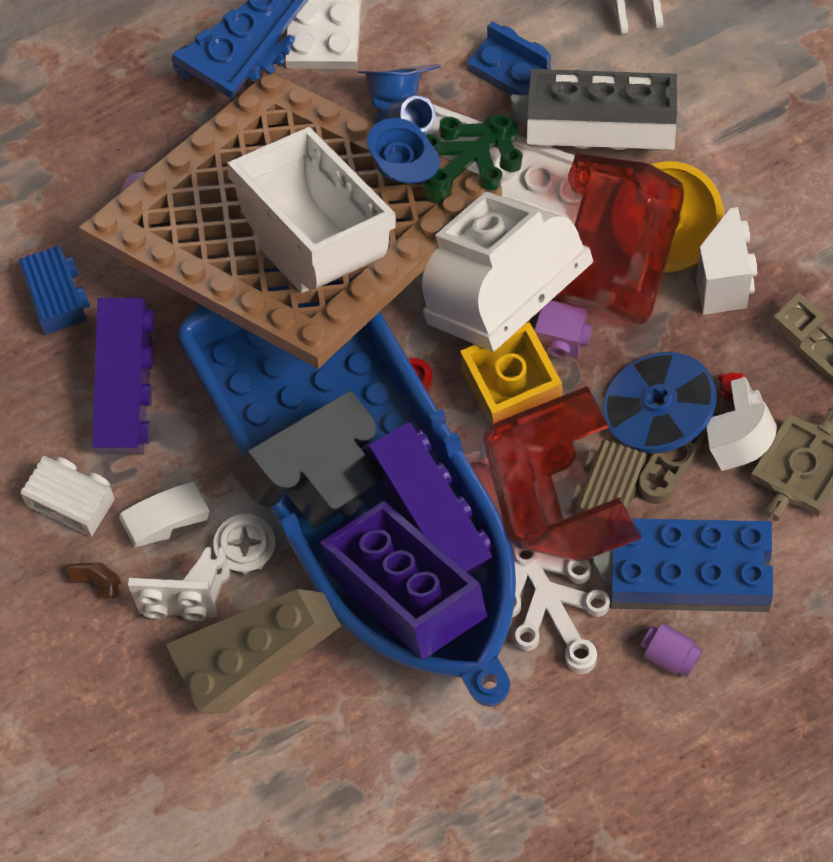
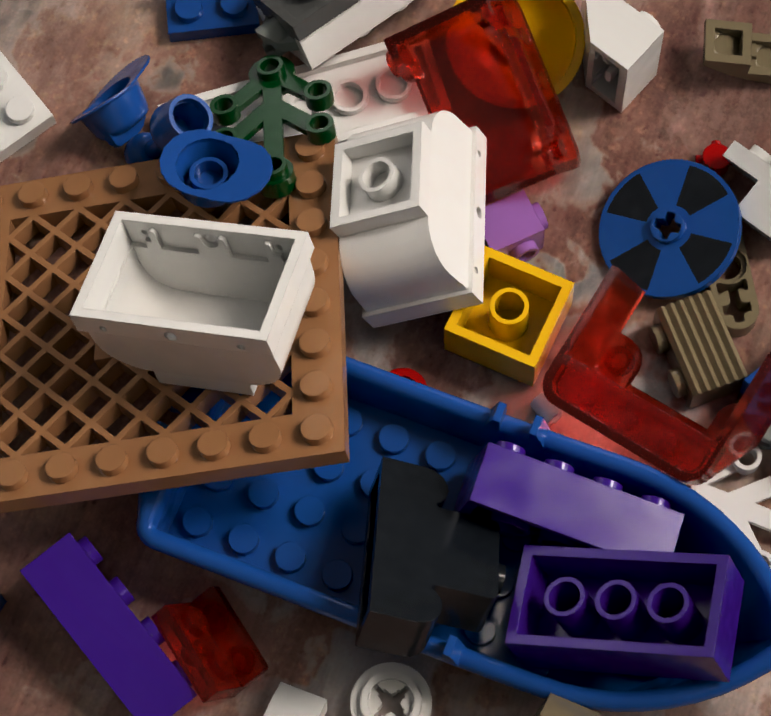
camera: 40 degrees left, 5 degrees up
(171, 429) = (211, 645): none -> clear red bracket

